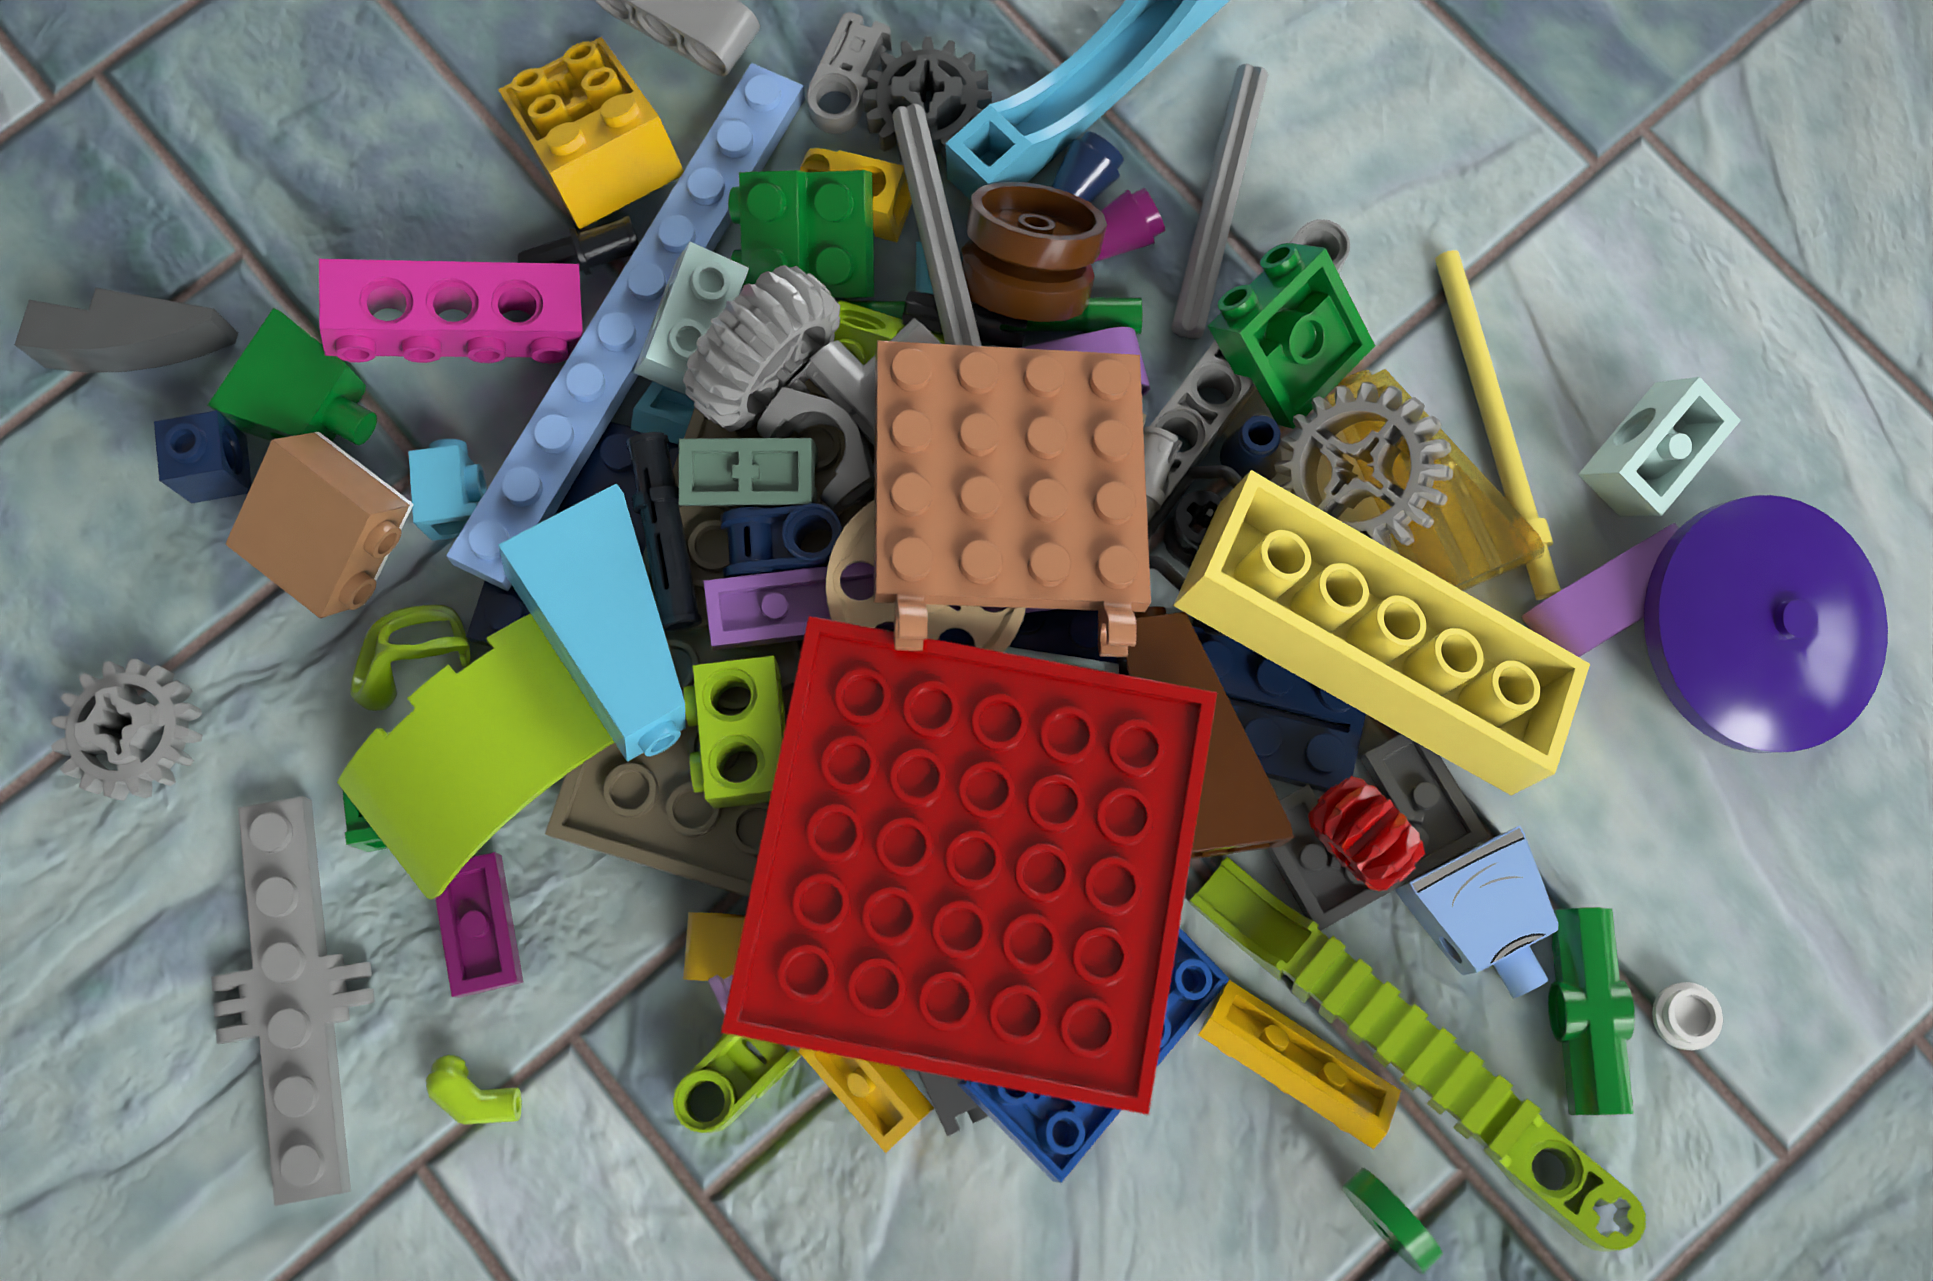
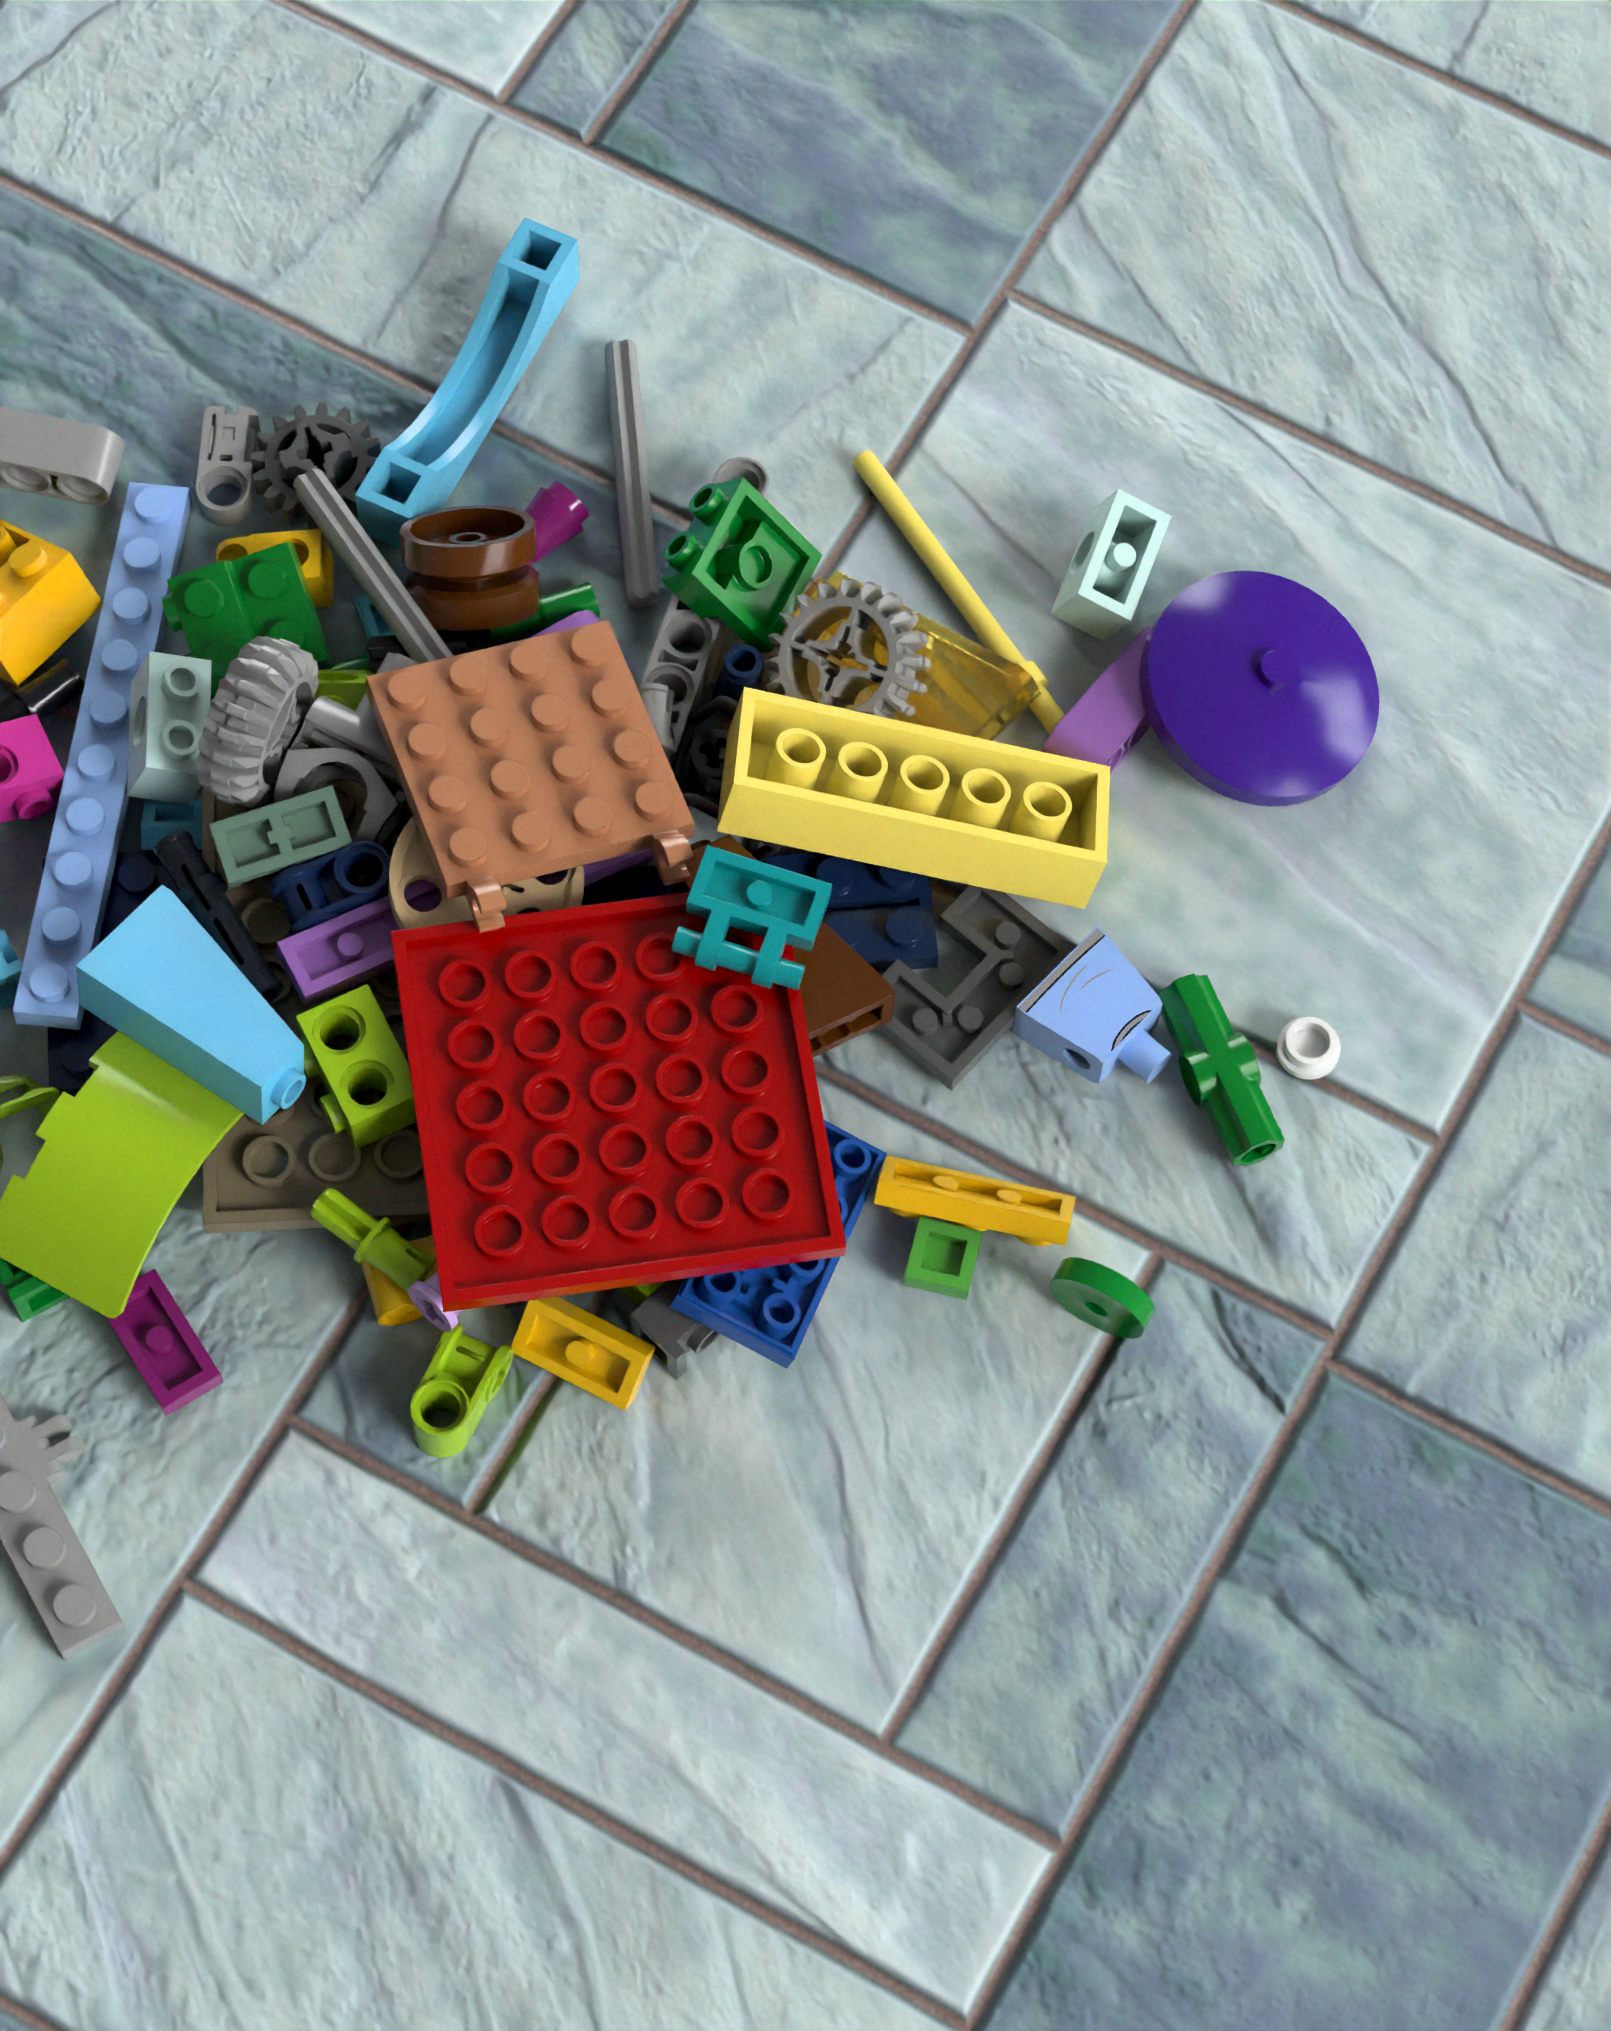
camera: 25 degrees left, 10 degrees down
(464, 1100) = (208, 1501): lime arm -> none
(693, 909) = (372, 1239): none -> lime axle
(1088, 167) = (496, 477): dark blue cone -> none
(1184, 712) = (757, 900): none -> teal plate
(1247, 1110) = (943, 1258): none -> bright green plate
(1366, 833) = (960, 972): red gear -> none
(1427, 1056) = (1150, 1170): lime piece -> none

